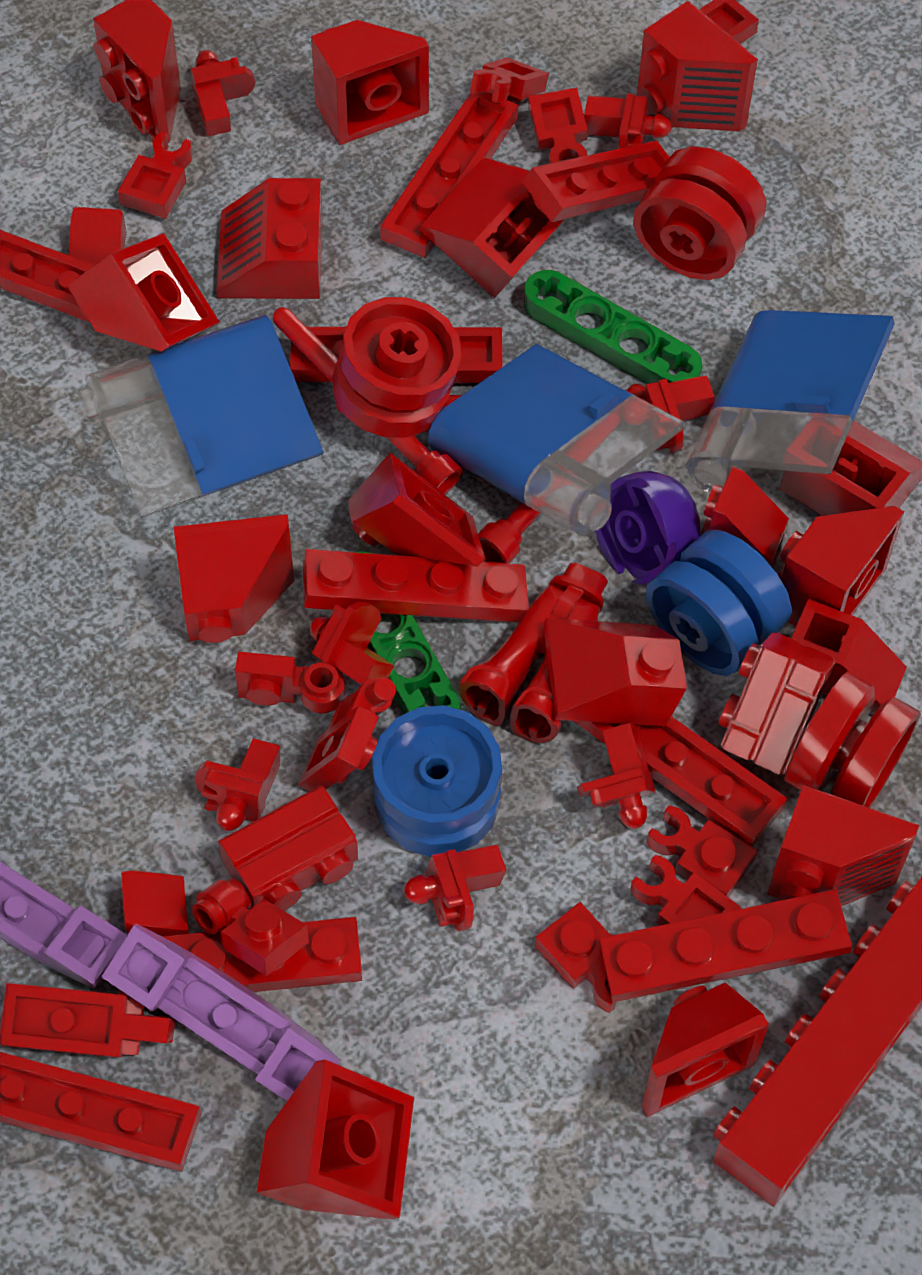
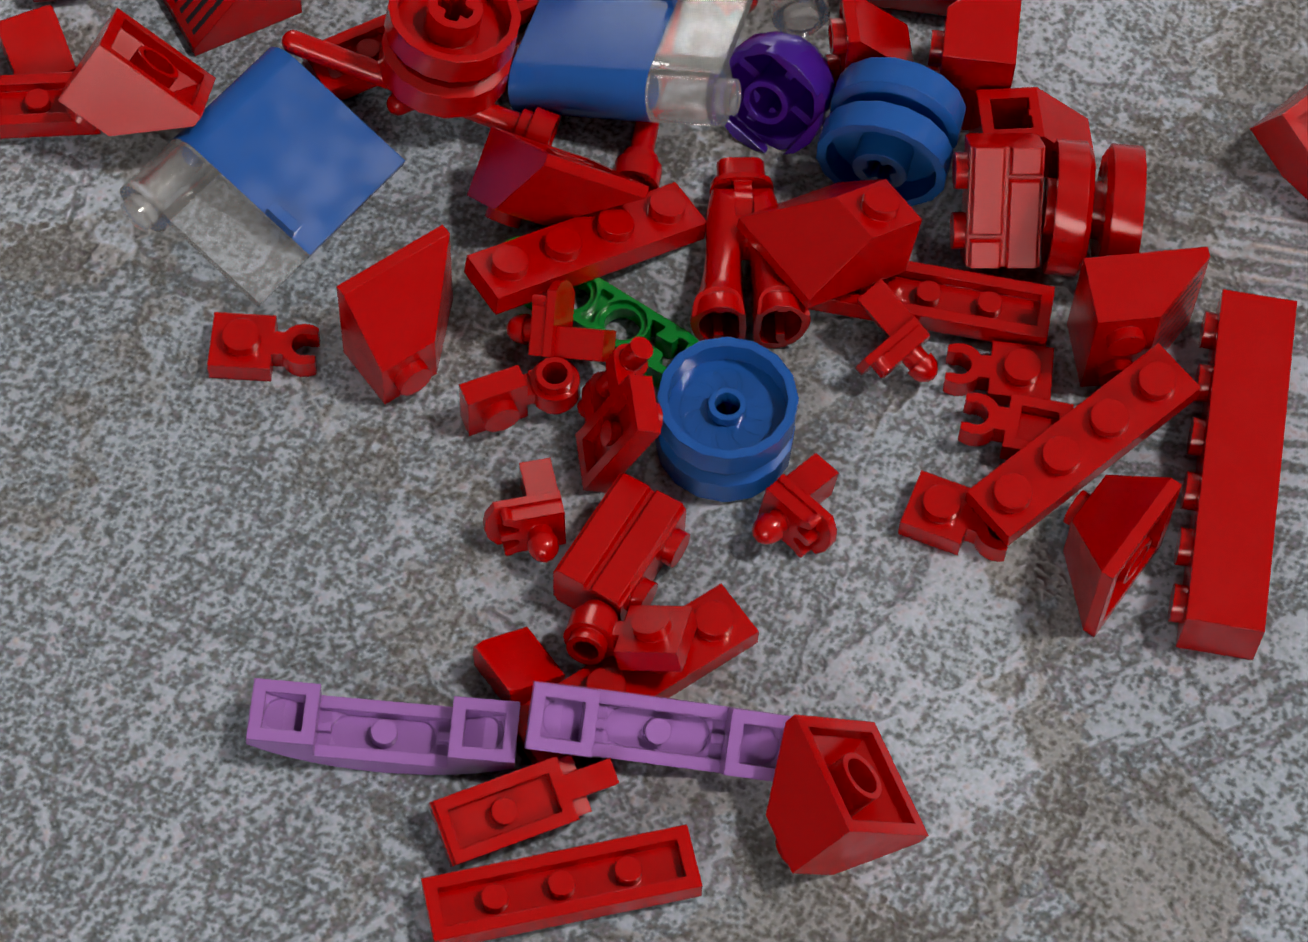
camera: 30 degrees left, 0 degrees up
(115, 545) = (251, 345): none -> red plate

